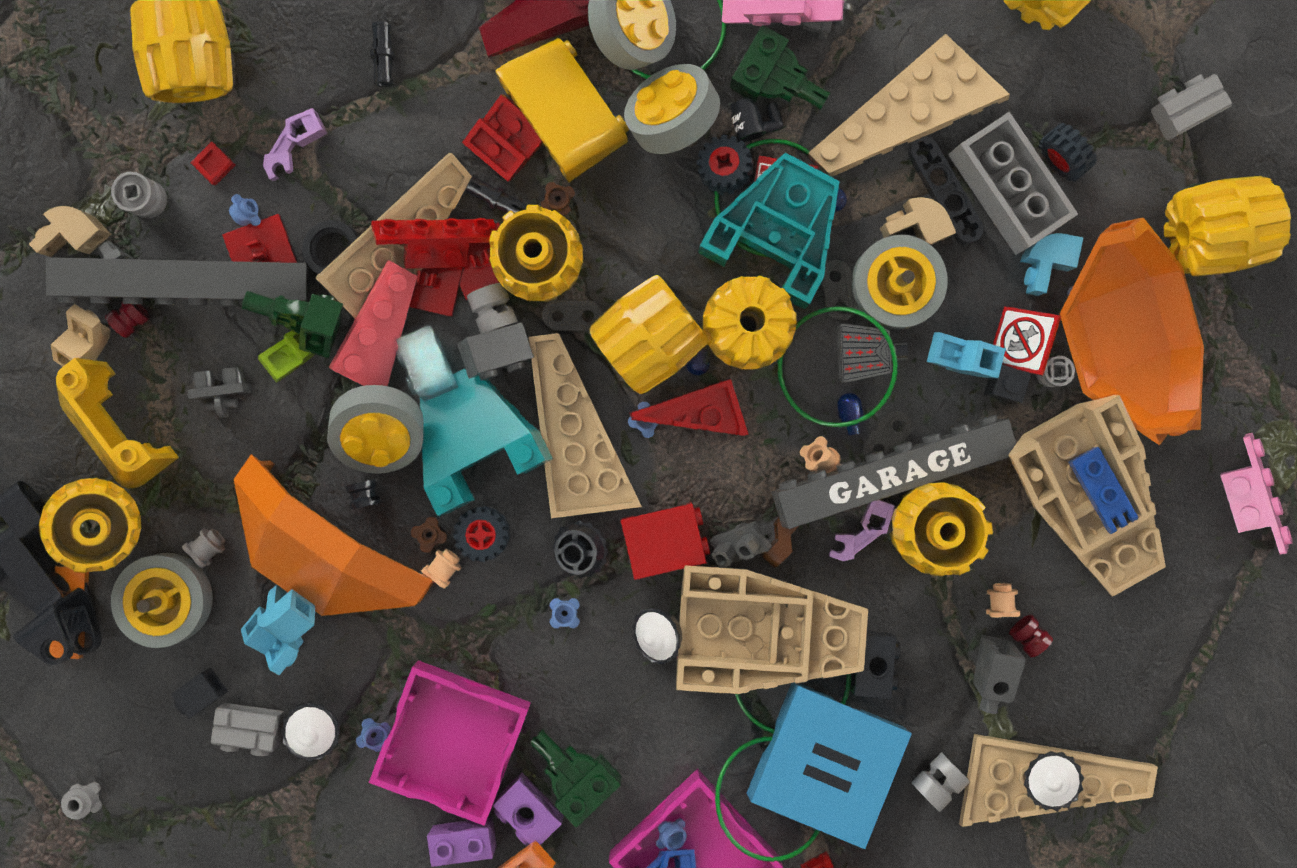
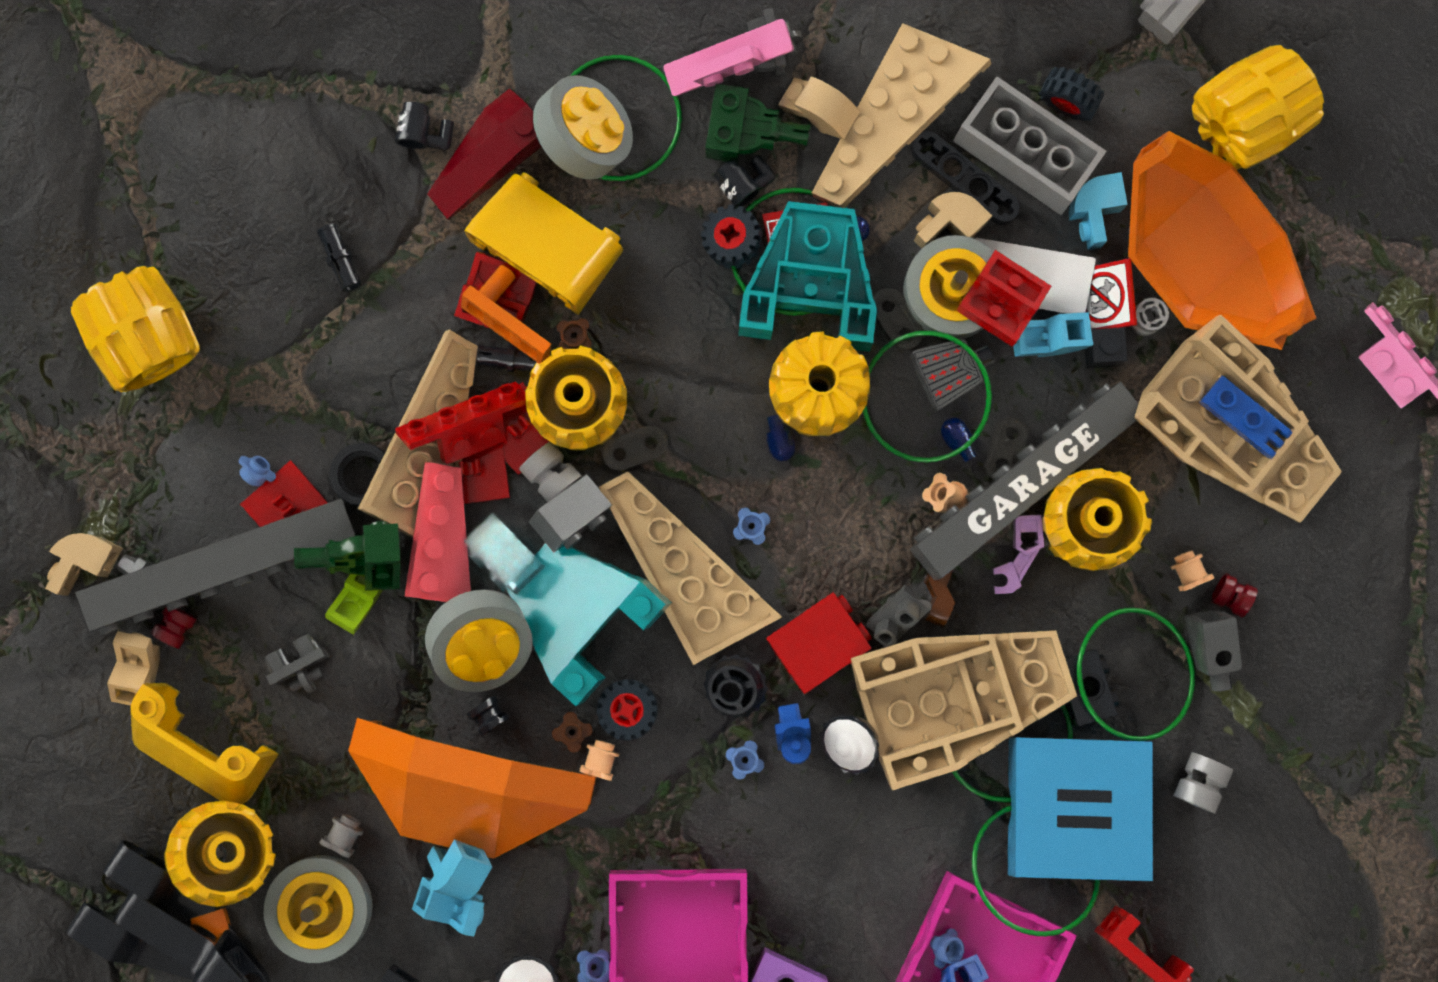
camera: 30 degrees left, 5 degrees down
(139, 195) = (141, 495): light grey wheel -> none
(213, 163) = (204, 434): red tile -> none
(281, 150) = (271, 396): lavender piece -> none
(488, 142) = (483, 307): none -> orange piece
(576, 778) = (829, 931): dark green brick -> none
(611, 610) = (793, 734): none -> blue hips
(648, 335) = (722, 436): yellow wheel -> none
(672, 109) = (657, 201): light grey wheel -> none
(707, 408) = (808, 491): red wing -> none
(847, 79) = (821, 104): none -> tan brick
(871, 659) = (1081, 686): none -> green piece
(937, 308) = (1004, 298): none -> red slope
(979, 303) = (1065, 272): none -> white sticker
(999, 771) = (1301, 742): tan wing -> none
(1053, 781) = (1317, 733): white piece -> none

